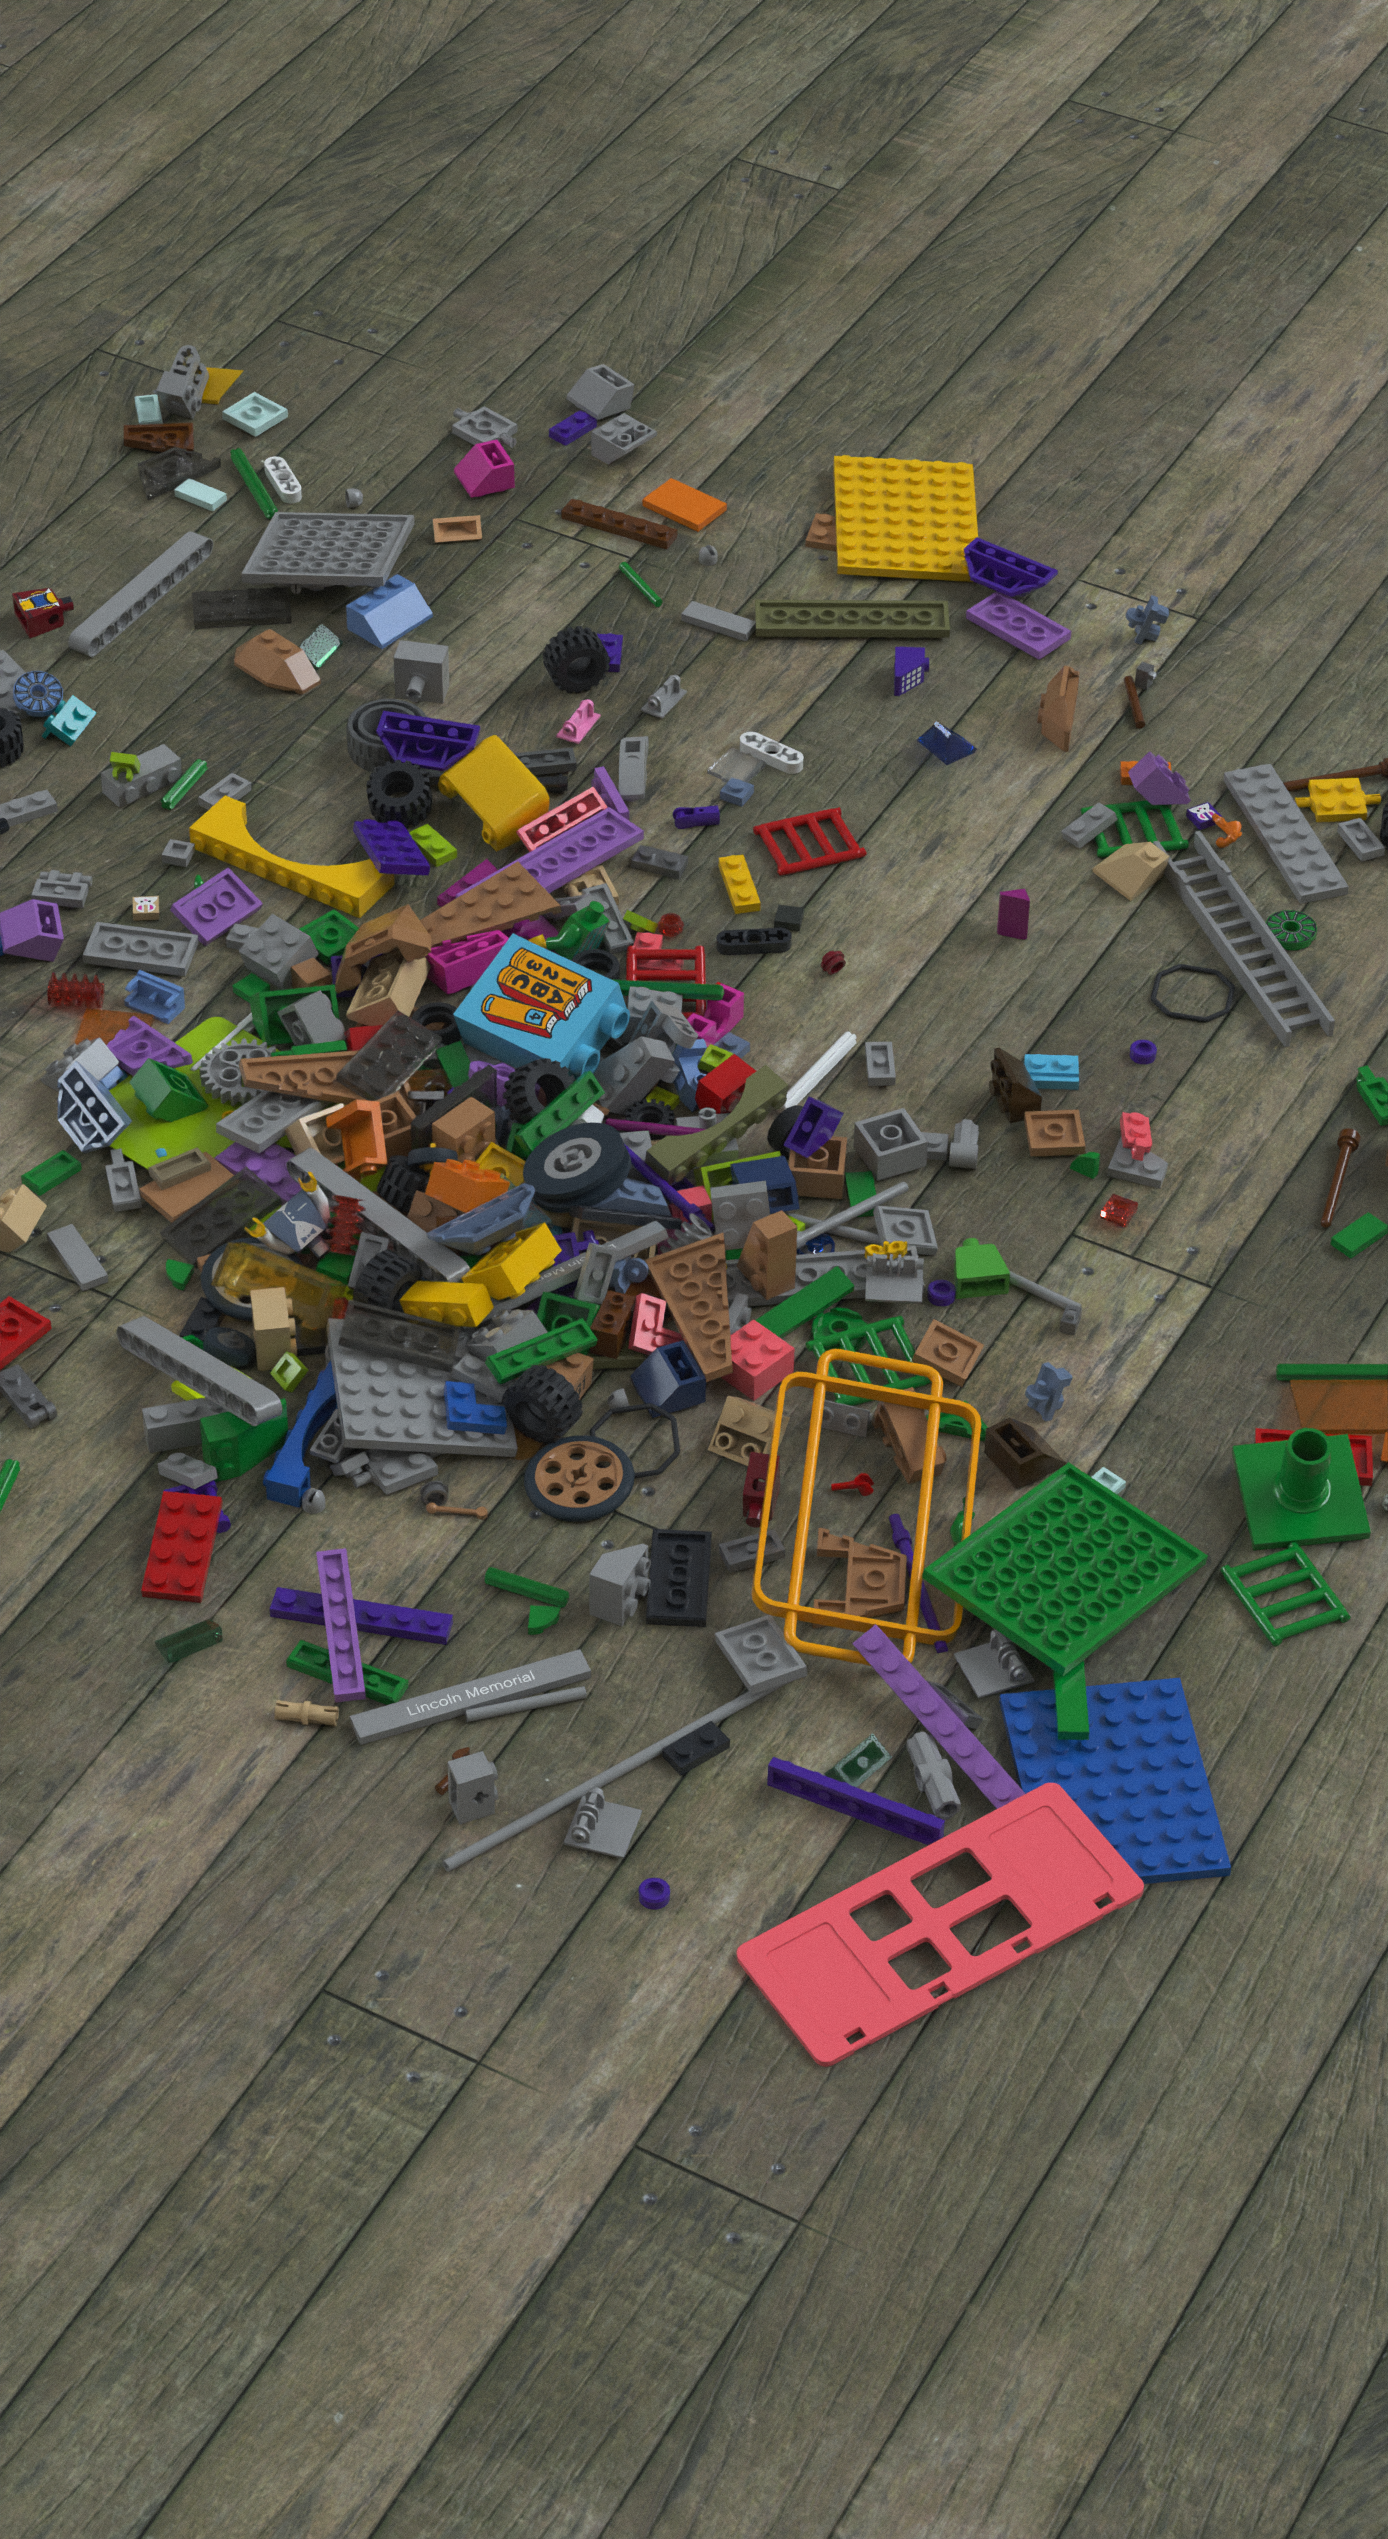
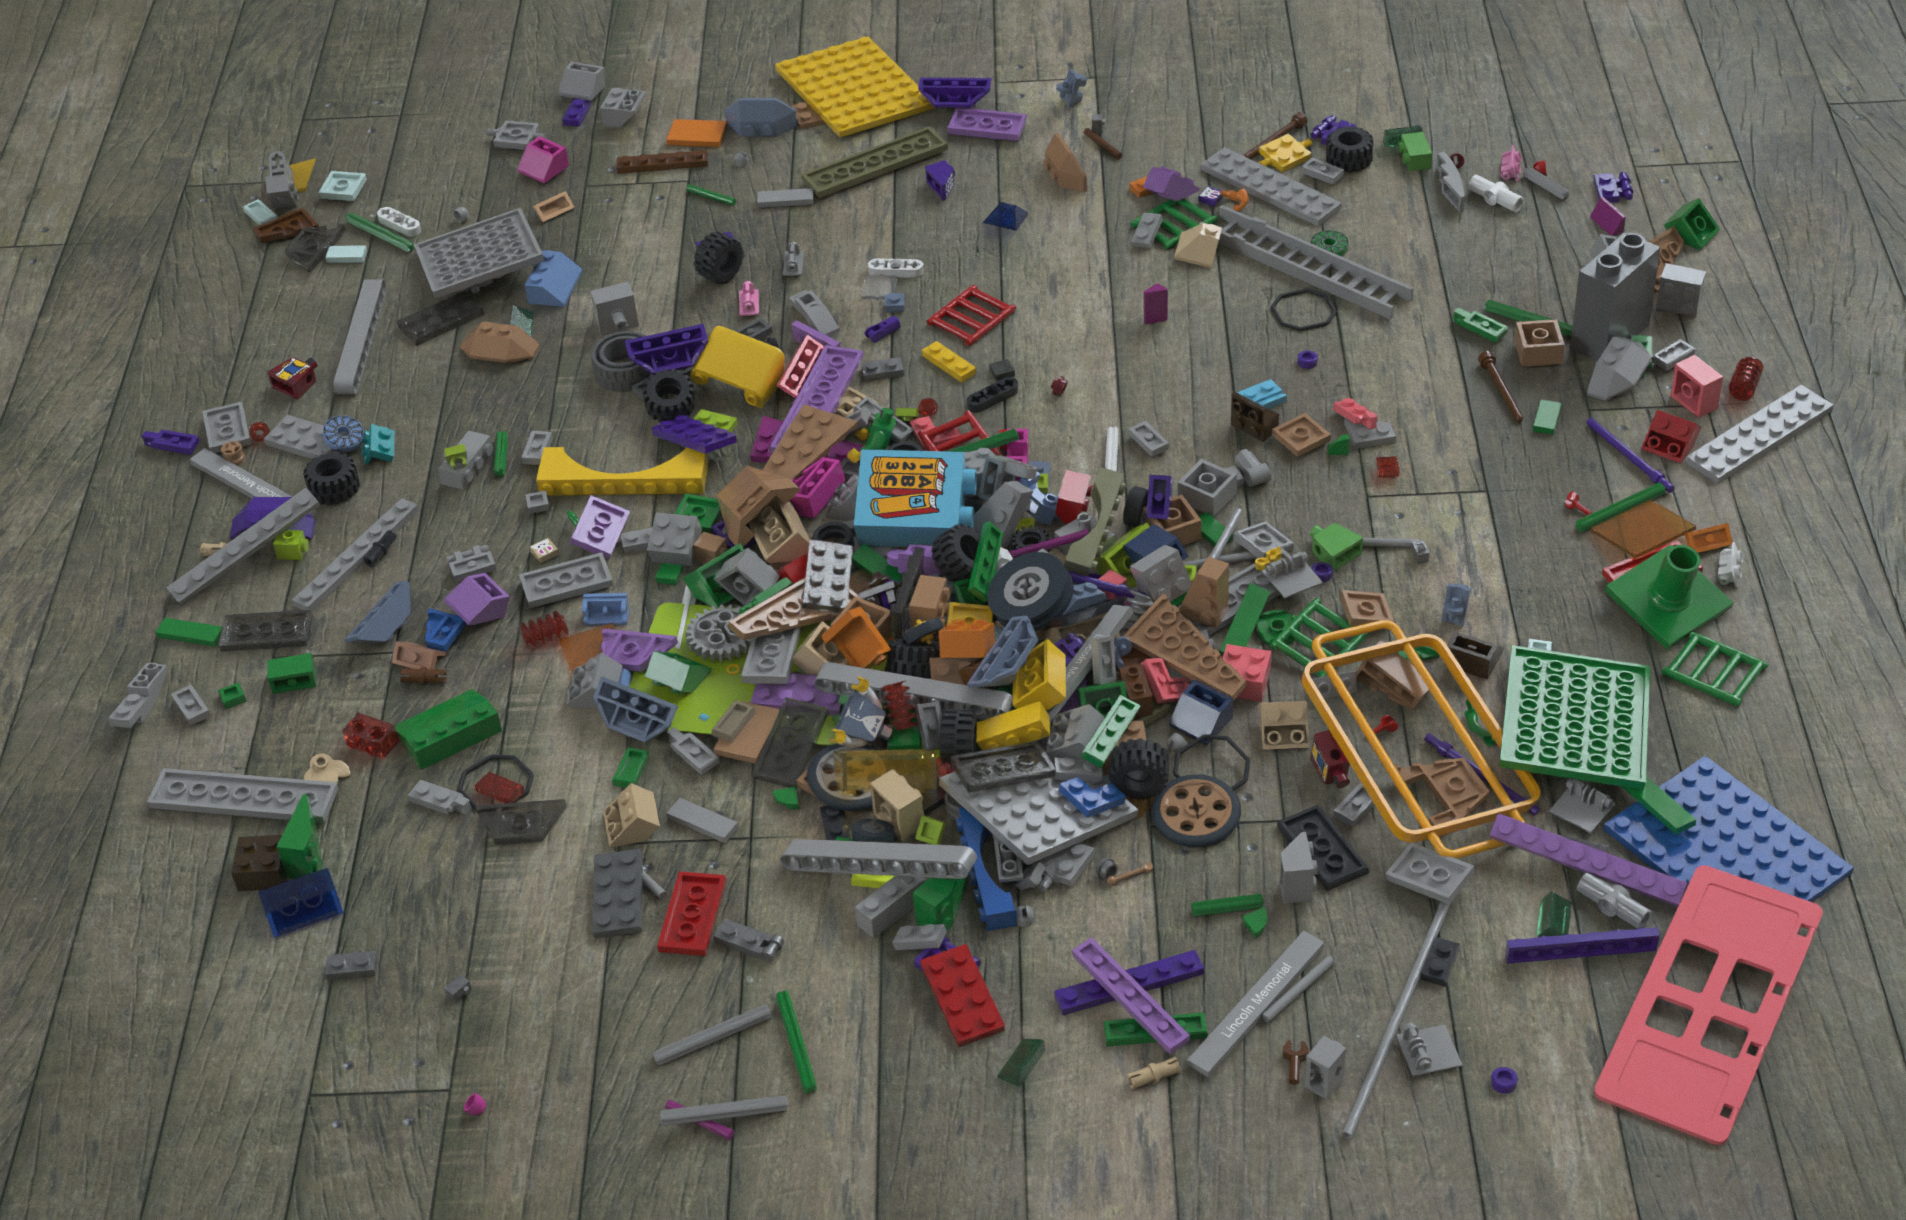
camera: 25 degrees left, 0 degrees up
(765, 515) = (760, 117): none -> sand blue wedge
(1296, 1342) = (1572, 501): none -> red hand

